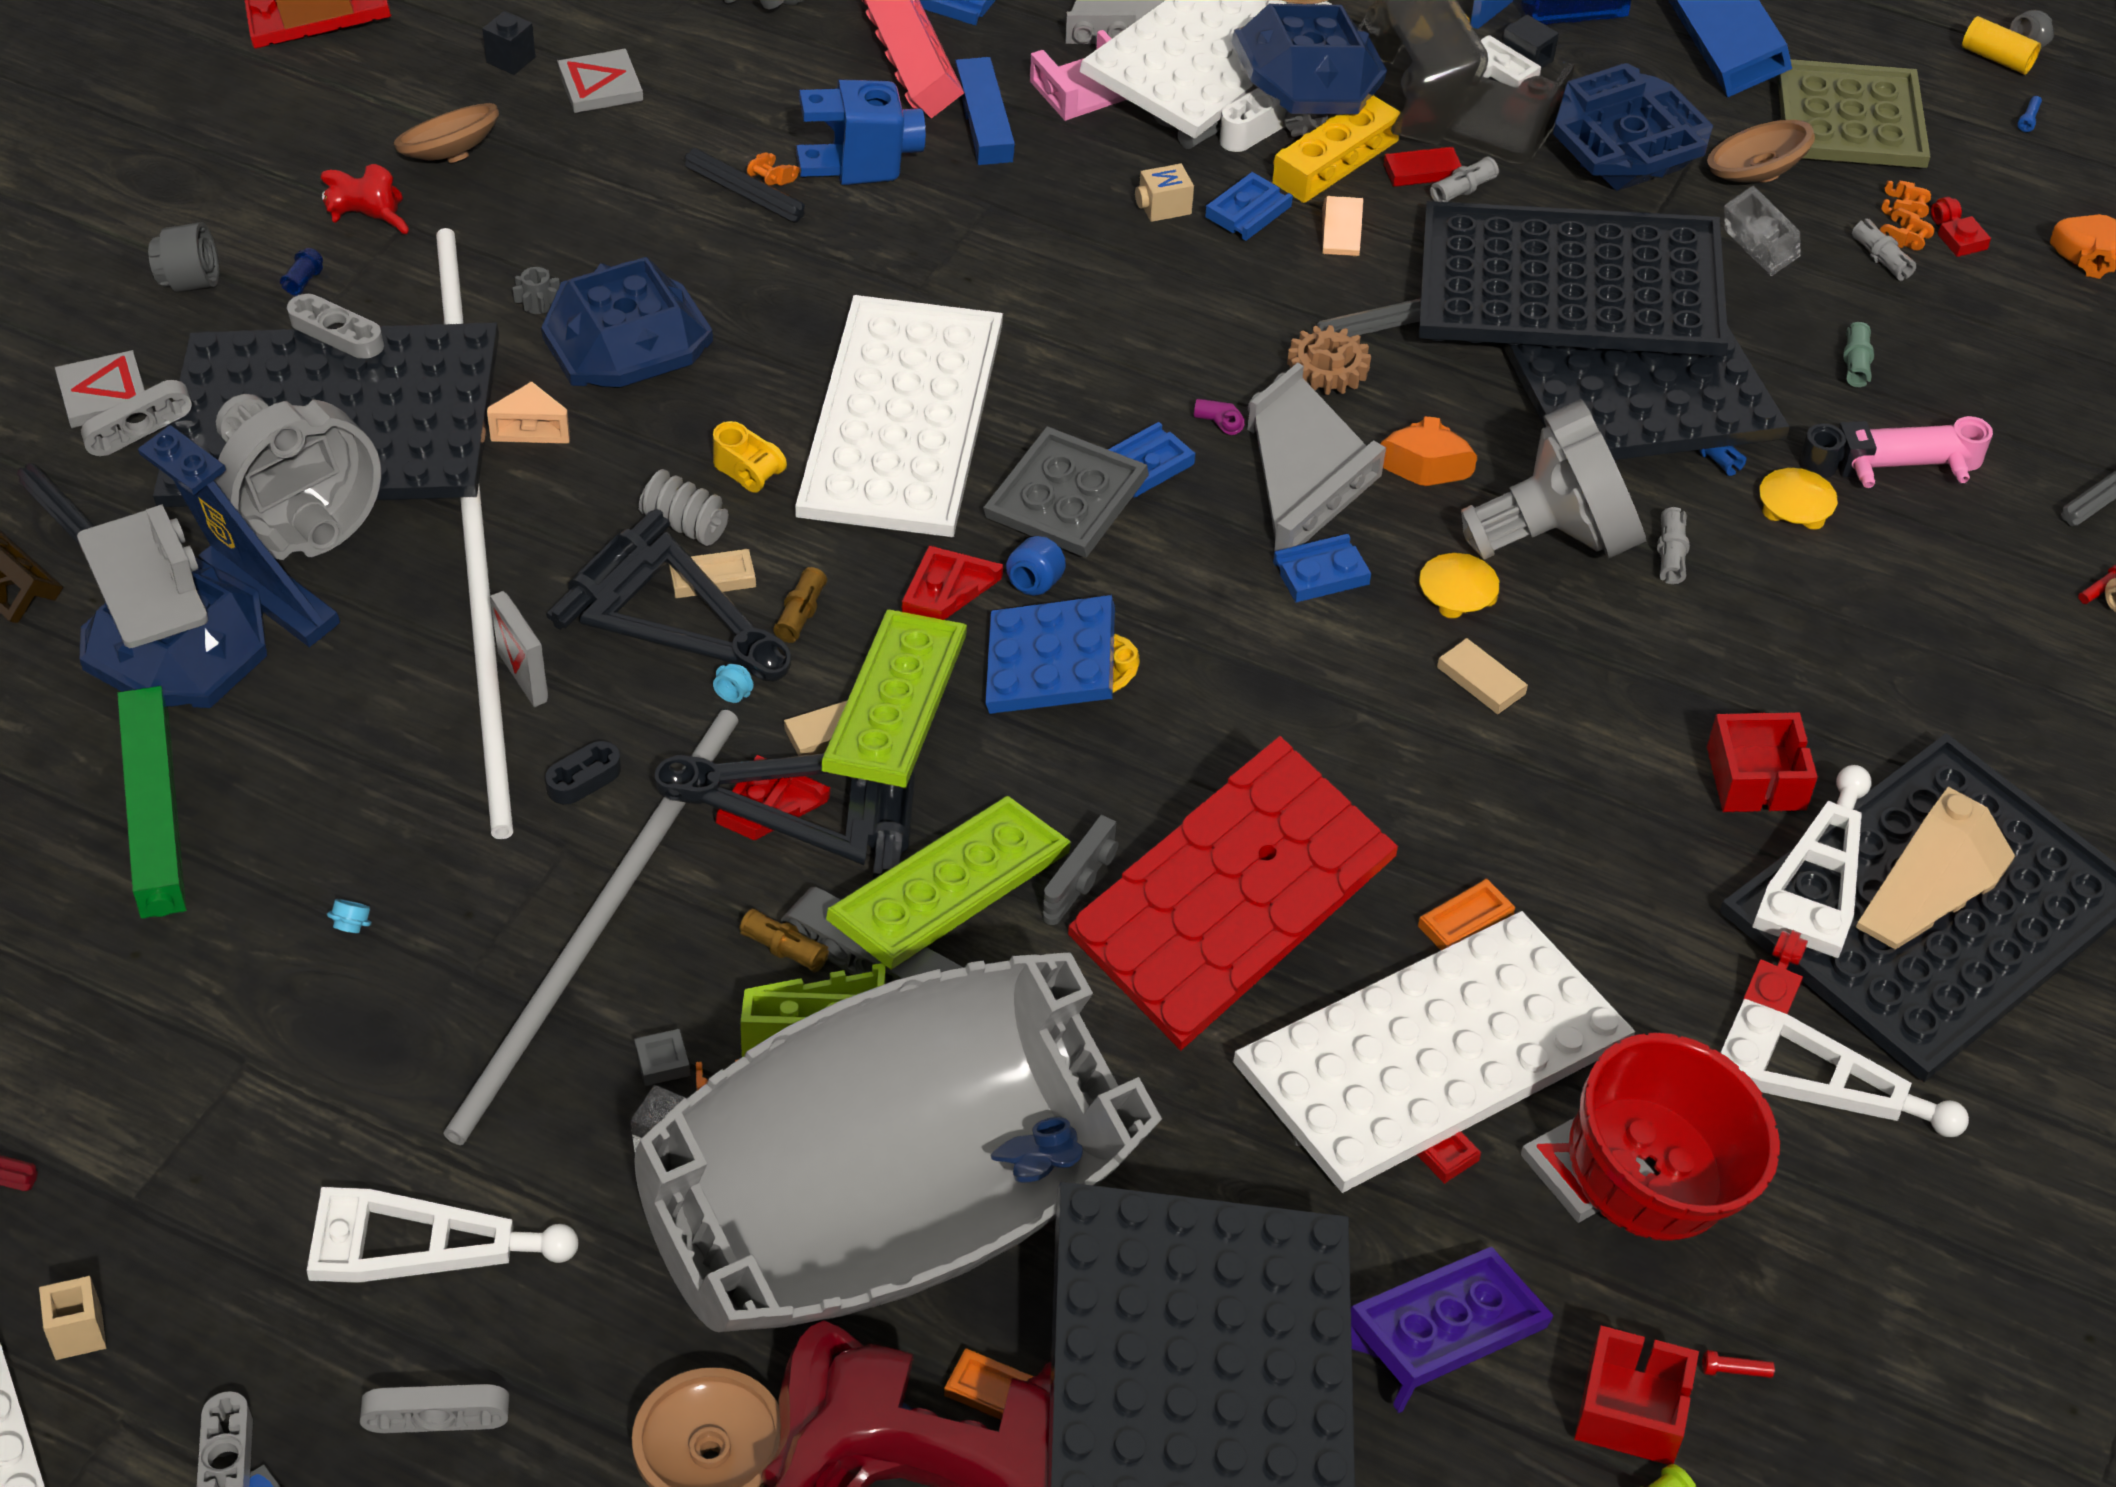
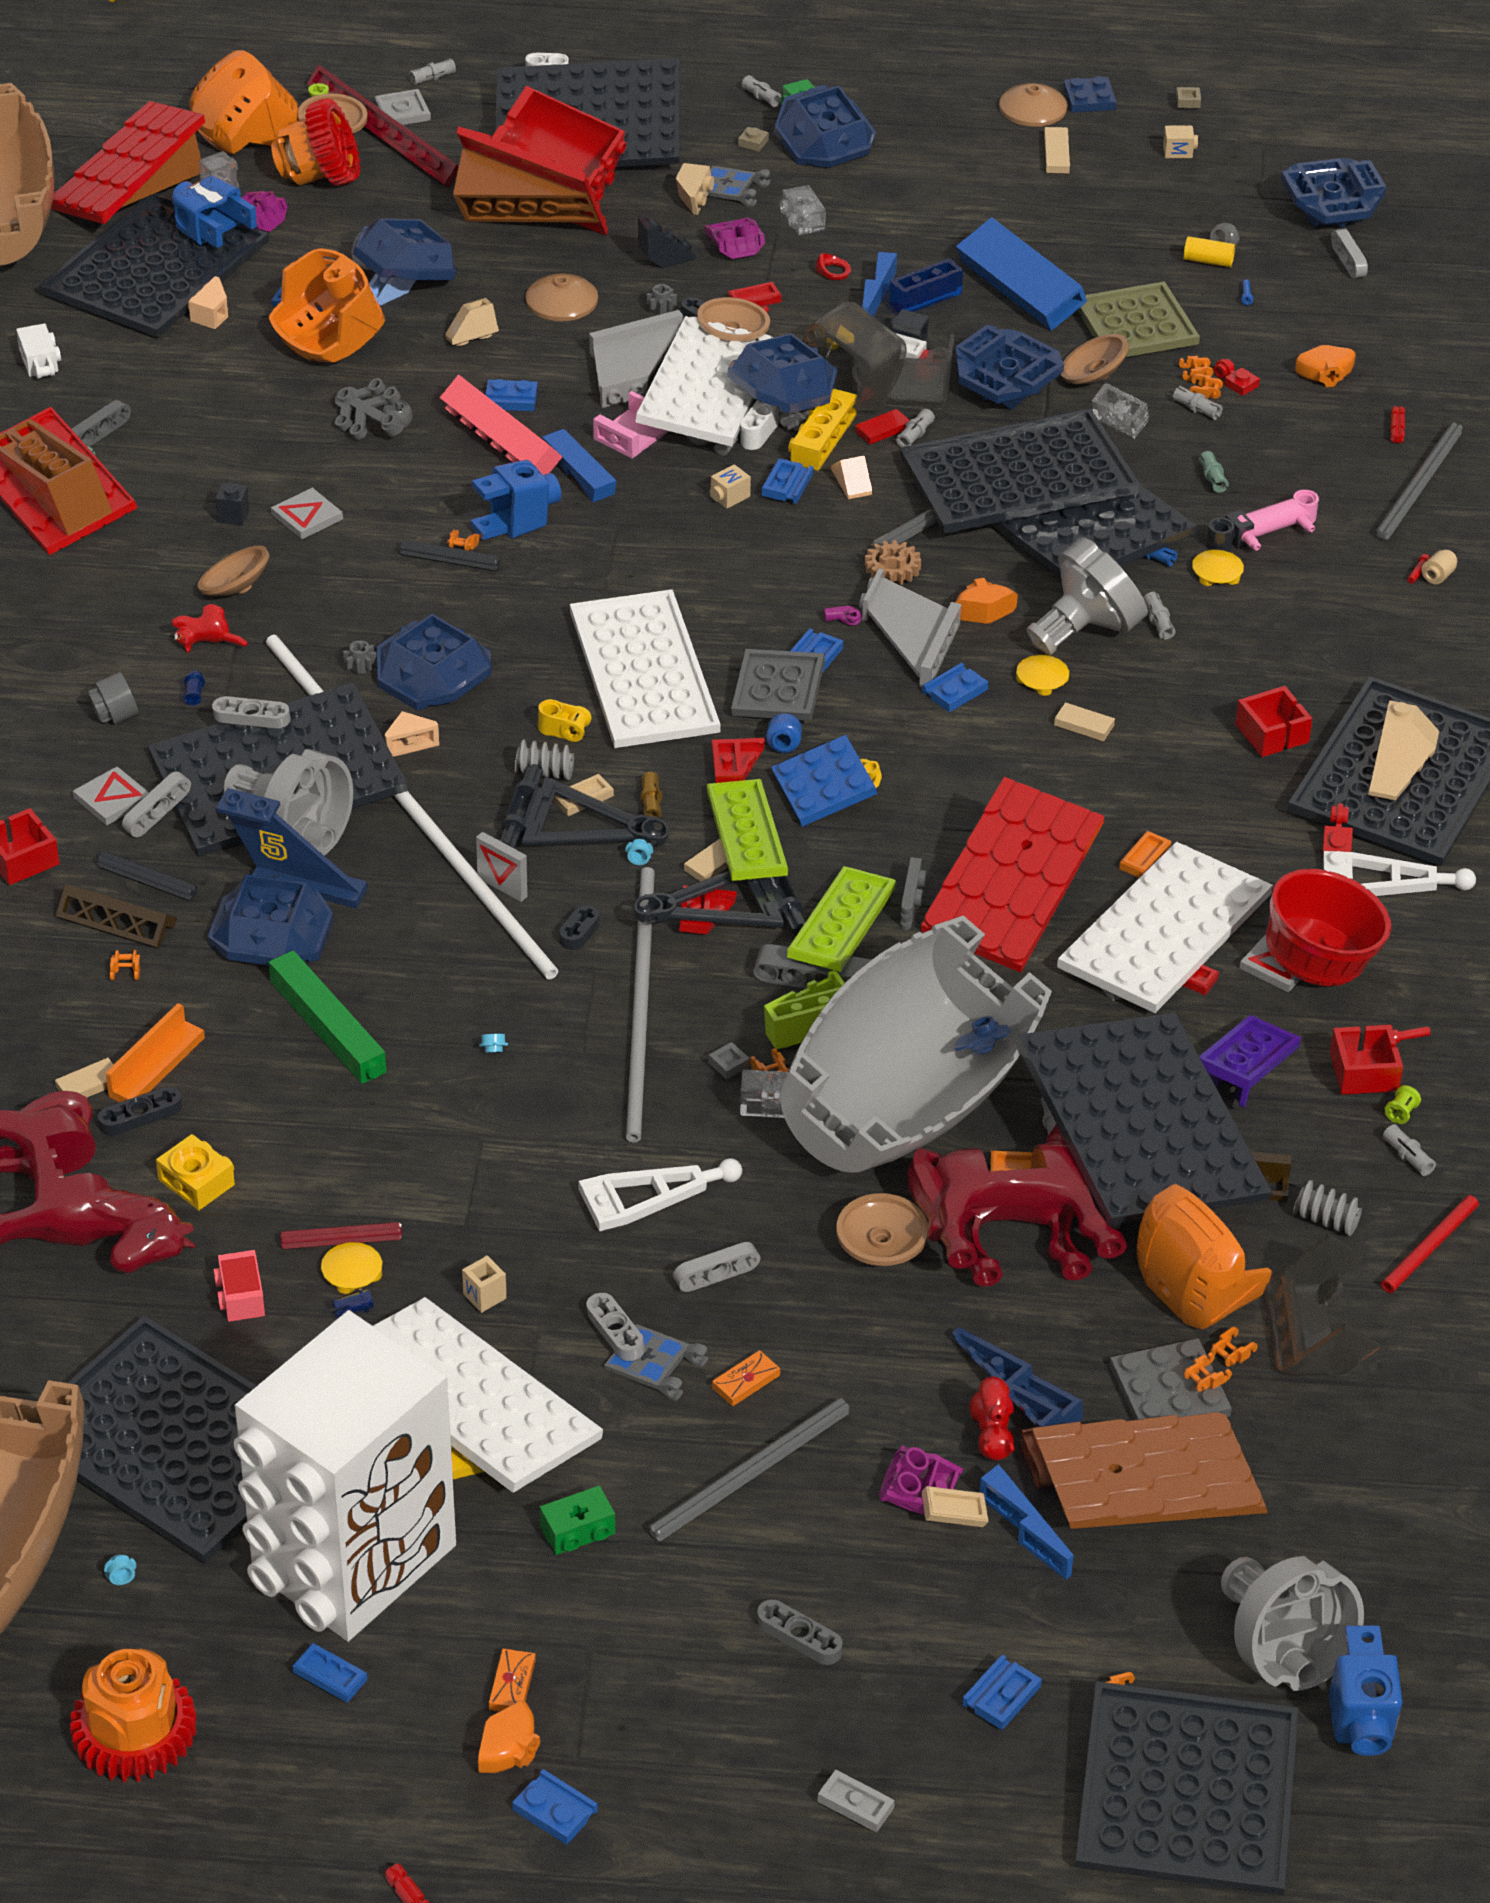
camera: 20 degrees left, 5 degrees down
(144, 575) = (251, 883): light grey bracket -> none
(784, 940) = (760, 980): pearl gold pin -> none
(1818, 923) = (1325, 796): white plate -> none

